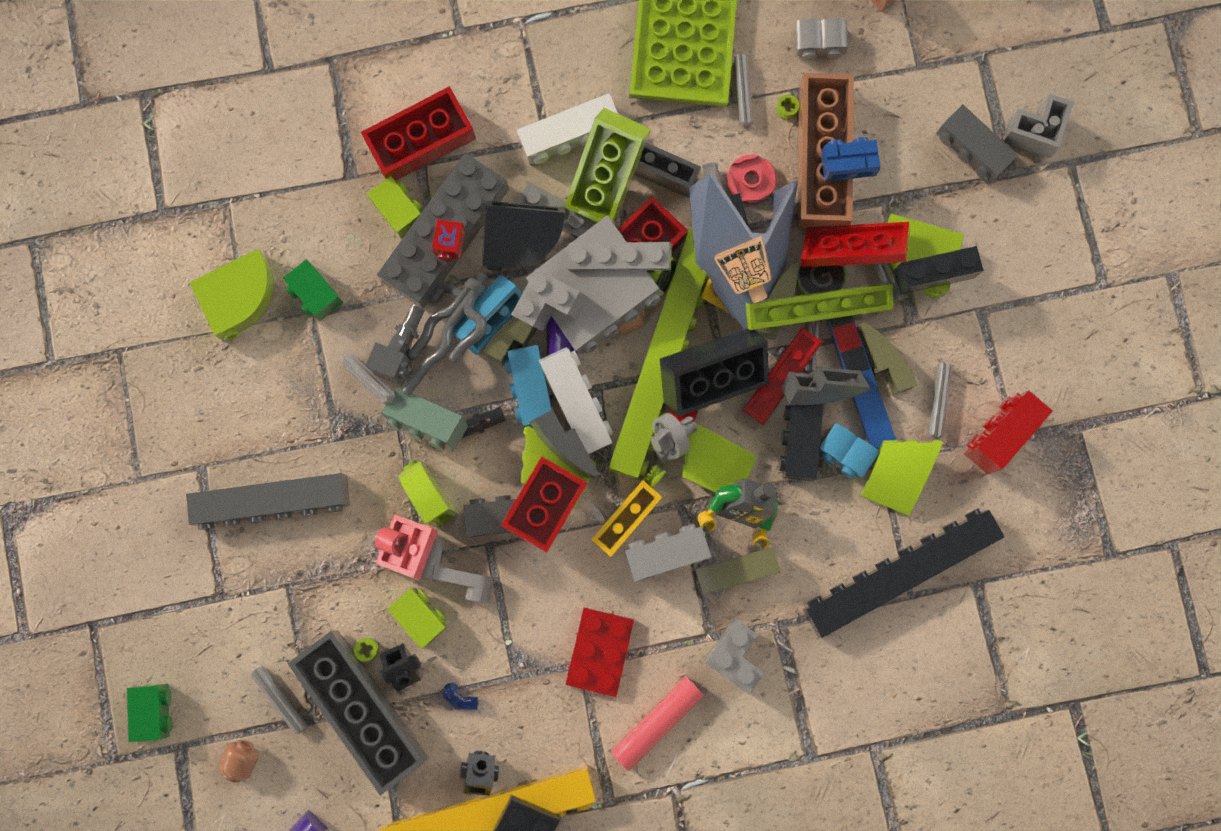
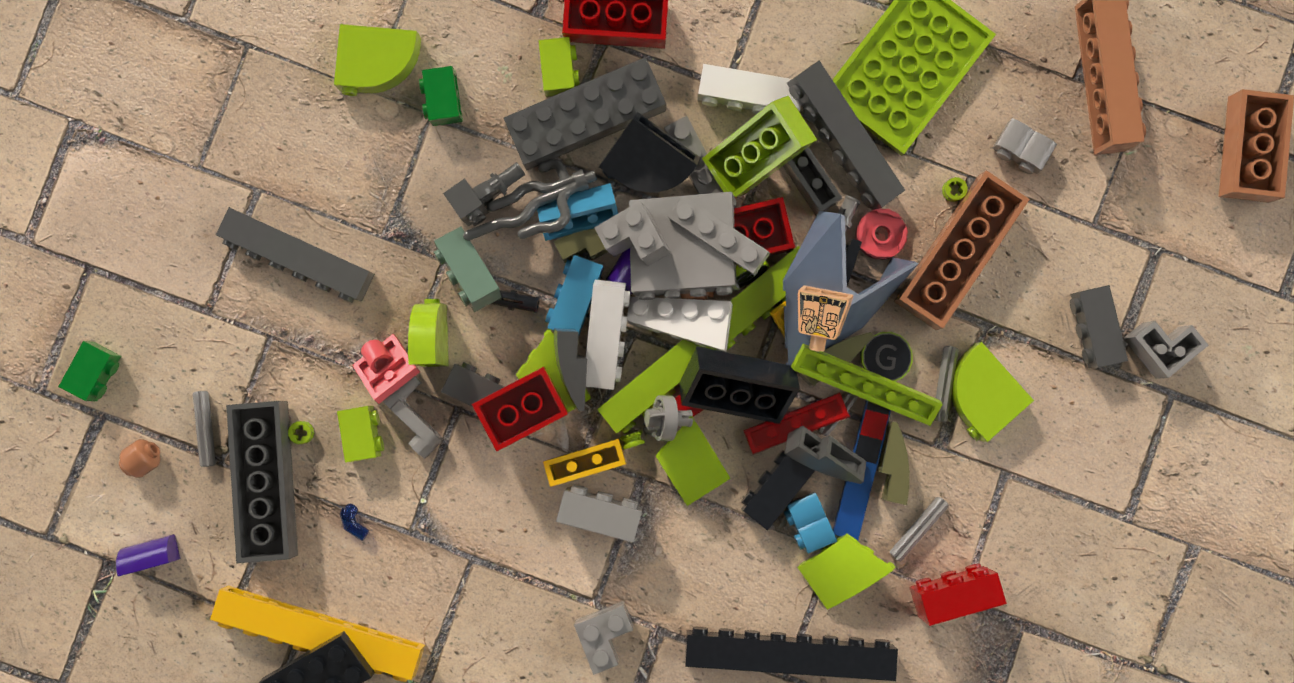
camera: 30 degrees right, 5 degrees up
(368, 379) = (441, 204): light grey axle -> none
(400, 667) = (319, 466): black brick -> none
(448, 240) = (581, 127): red brick -> none
(479, 773) = (323, 601): black brick -> none
(599, 652) = (493, 558): red plate -> none
(638, 344) = (687, 319): none -> white wing
(657, 723) = (503, 647): coral brick -> none
(671, 116) = (845, 136): none -> dark grey brick
(738, 570) = (652, 564): olive slope -> none
(743, 90) = (926, 150): light grey axle -> none
(744, 503) = (692, 513): torso -> none
(850, 159) = (976, 274): blue brick -> none
(856, 244) = (933, 351): red plate -> none
(938, 270) = (989, 419): black brick -> none

